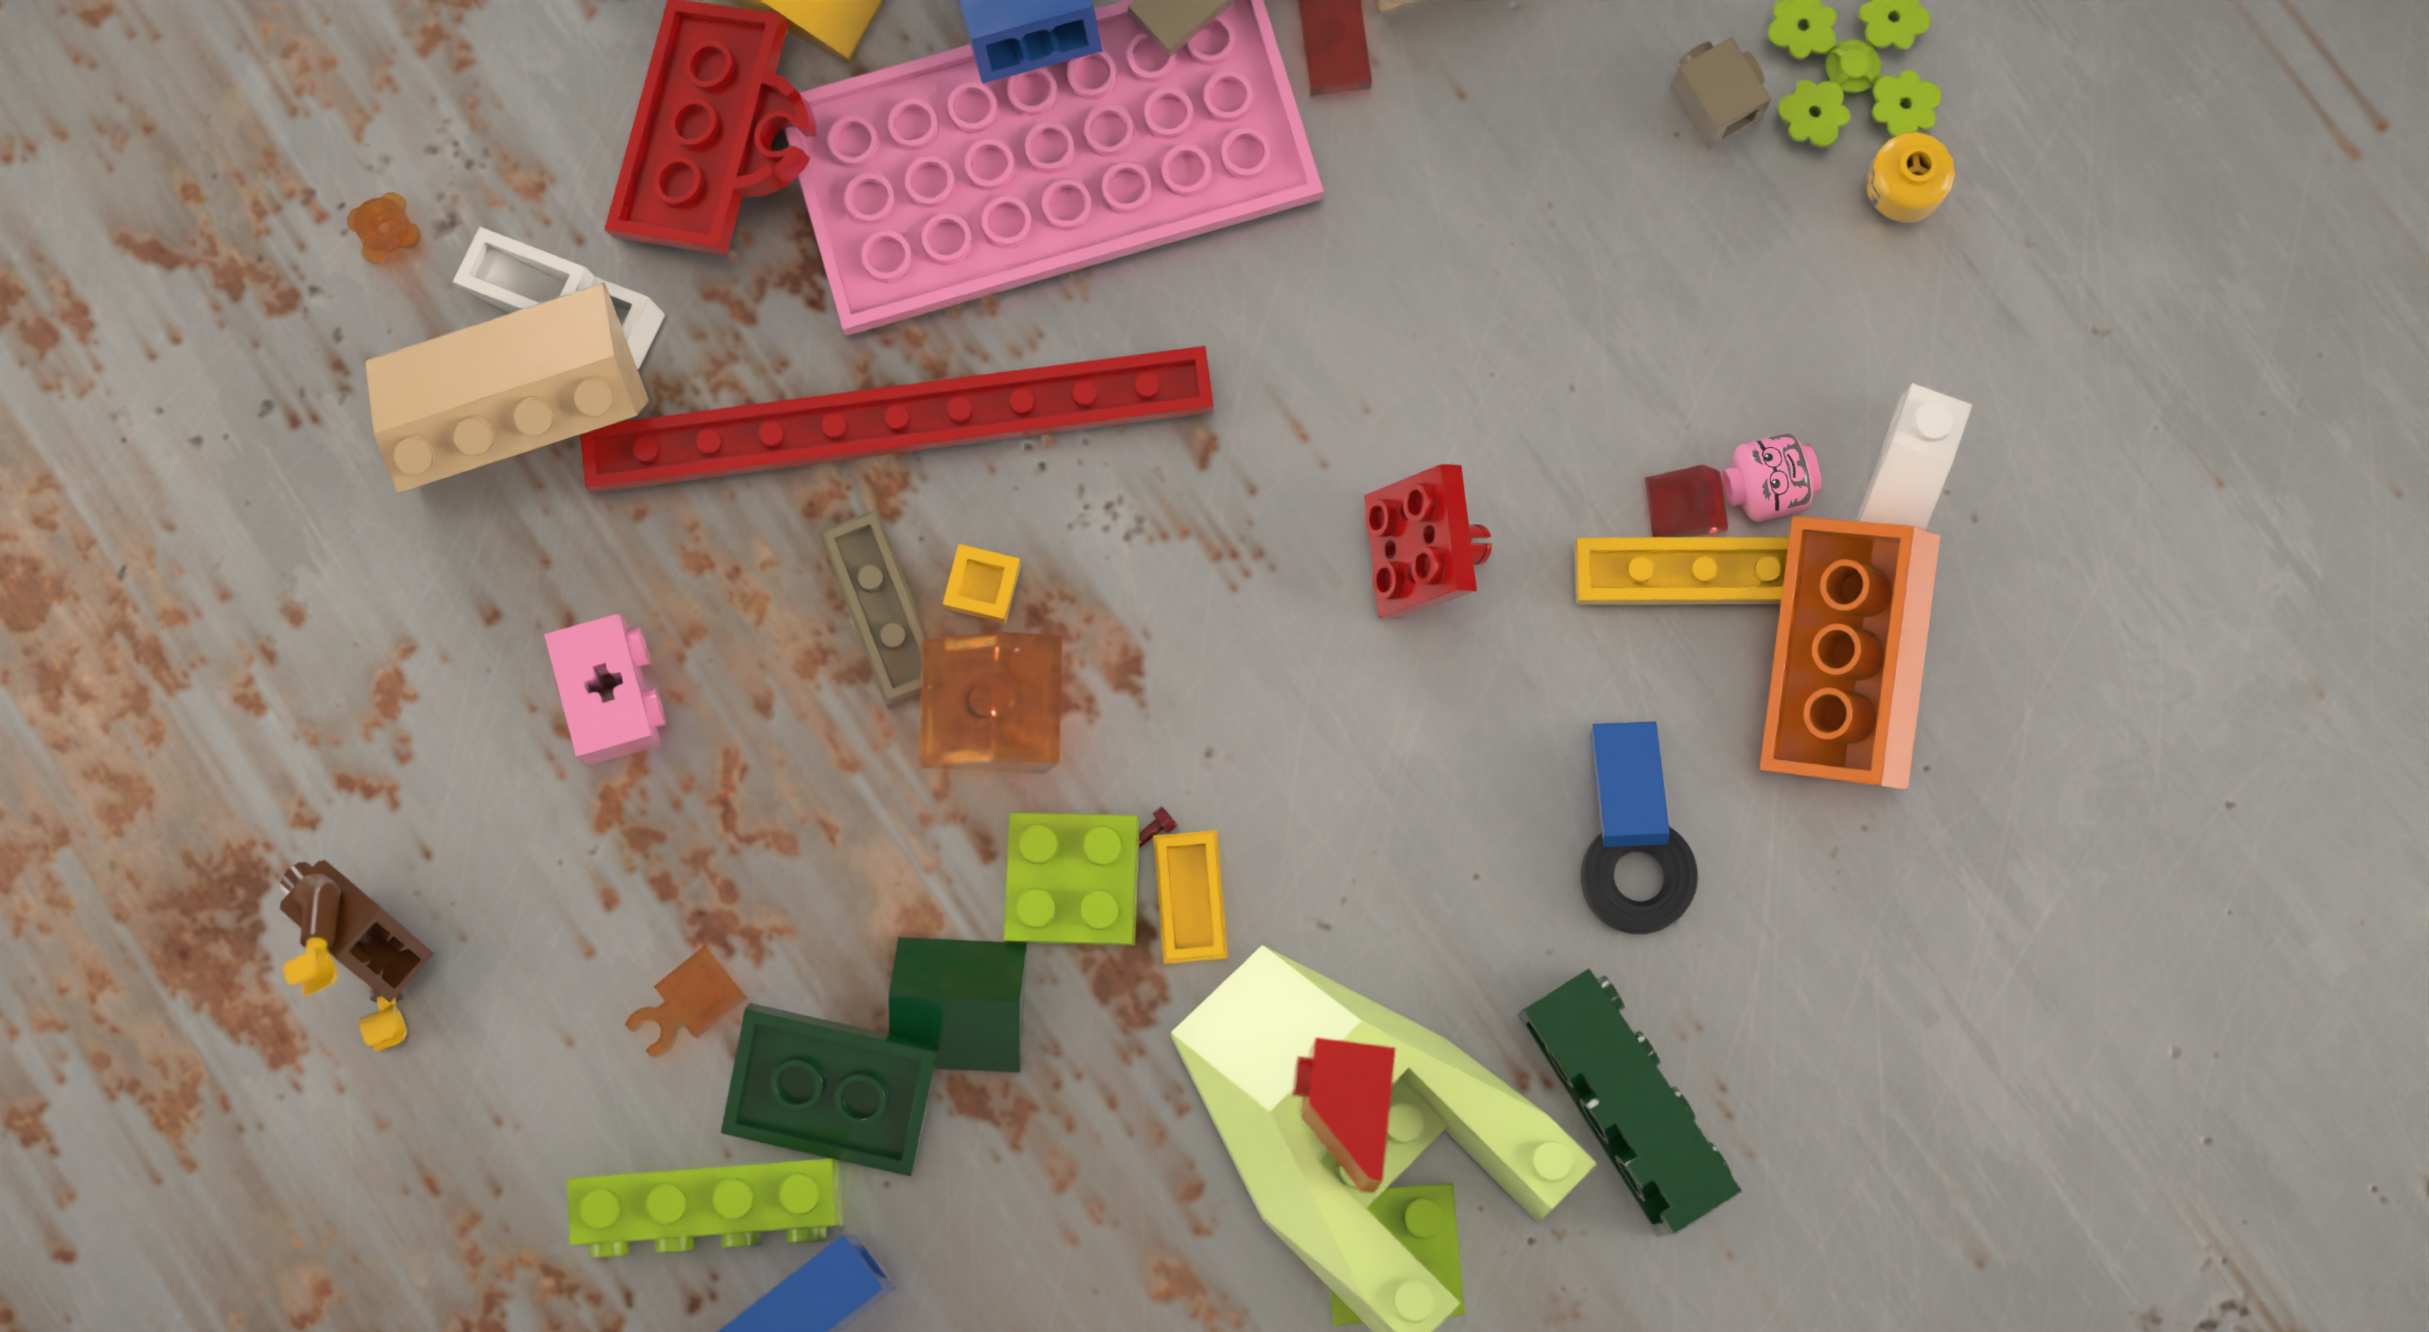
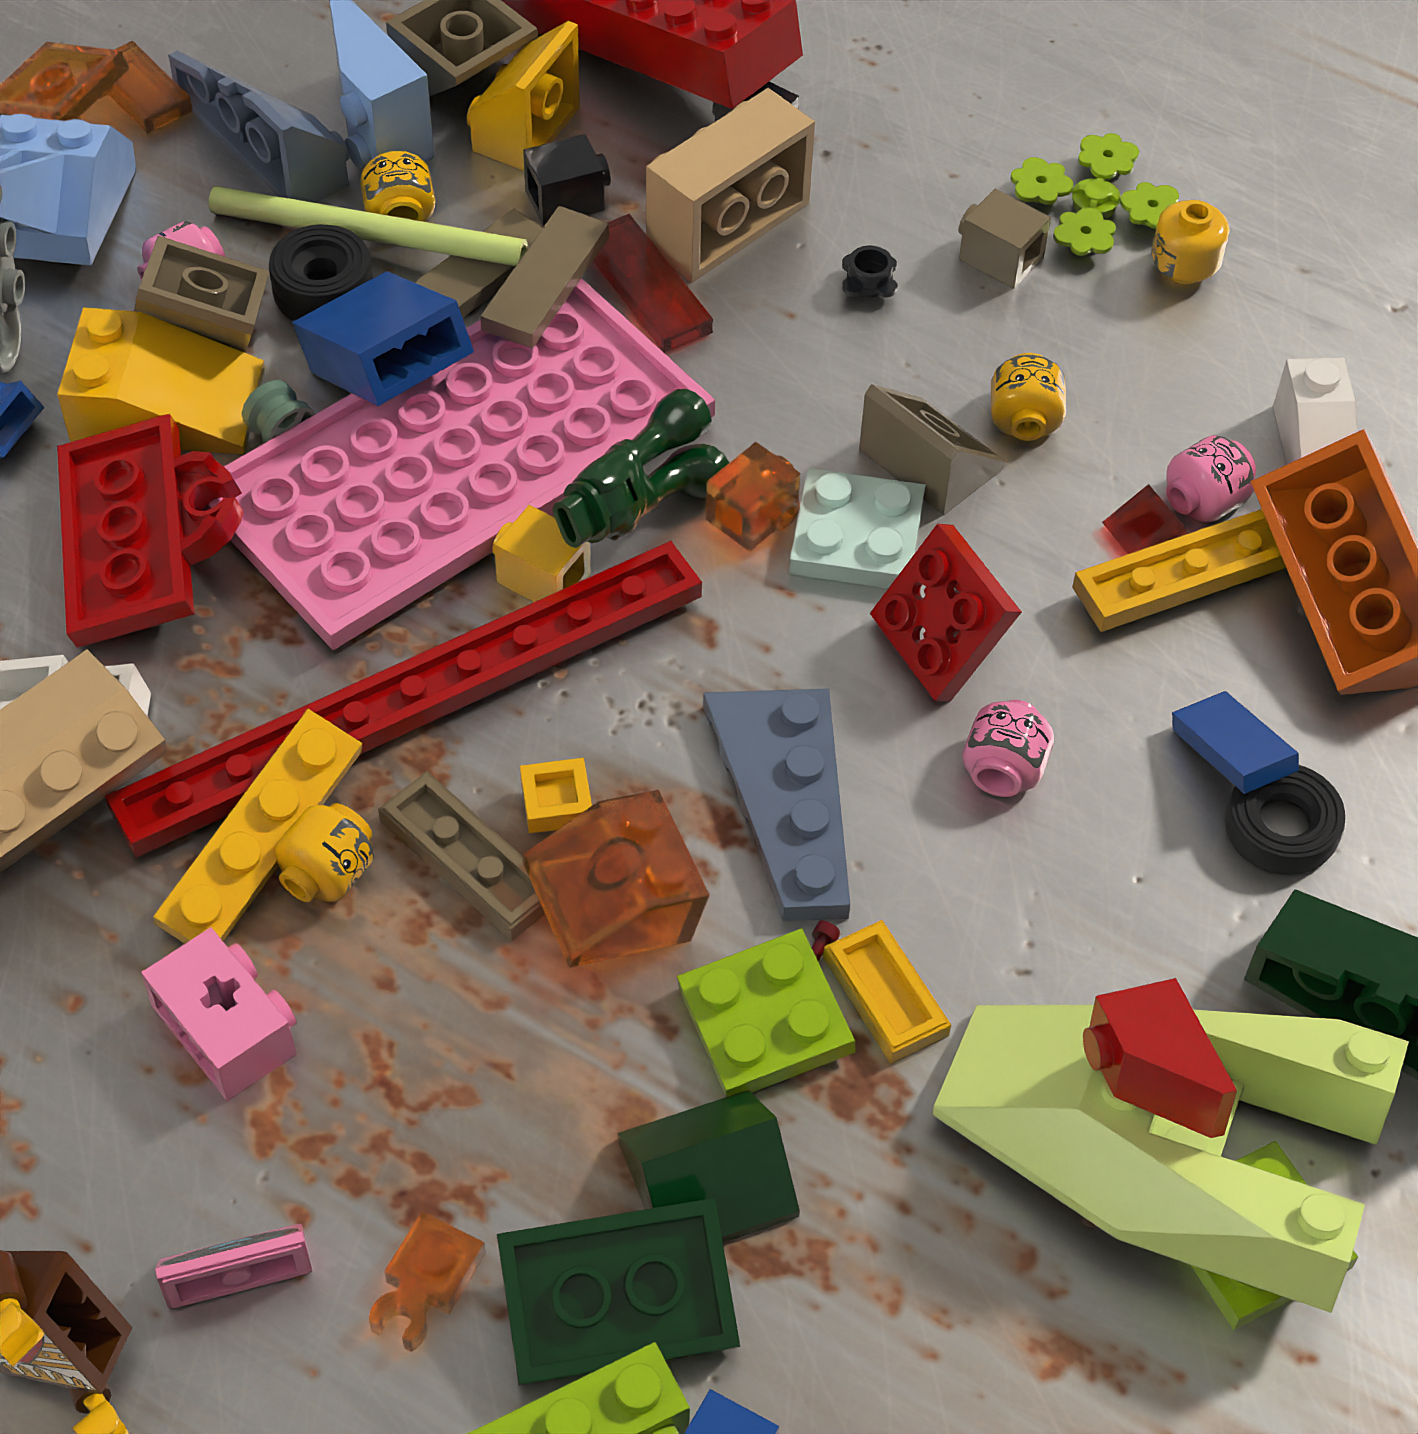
camera: 25 degrees left, 25 degrees down
(536, 922) = (233, 1266): none -> bright pink slope
(701, 520) = (242, 850): none -> yellow plate
(750, 564) = (324, 853): none -> yellow head
(890, 38) = (274, 409): none -> sand green wheel
(1075, 313) = (535, 557): none -> yellow brick
(1167, 284) = (615, 490): none -> dark green piece
(1200, 647) = (788, 792): none -> sand blue wing
(1312, 322) = (753, 496): none -> clear orange brick
(1399, 392) = (855, 528): none -> light aqua plate
(1417, 701) = (1008, 748): none -> bright pink head
(1516, 324) = (924, 447): none -> dark tan slope
(1564, 63) = (869, 272): none -> black plate
(1642, 306) = (1028, 394): none -> yellow head

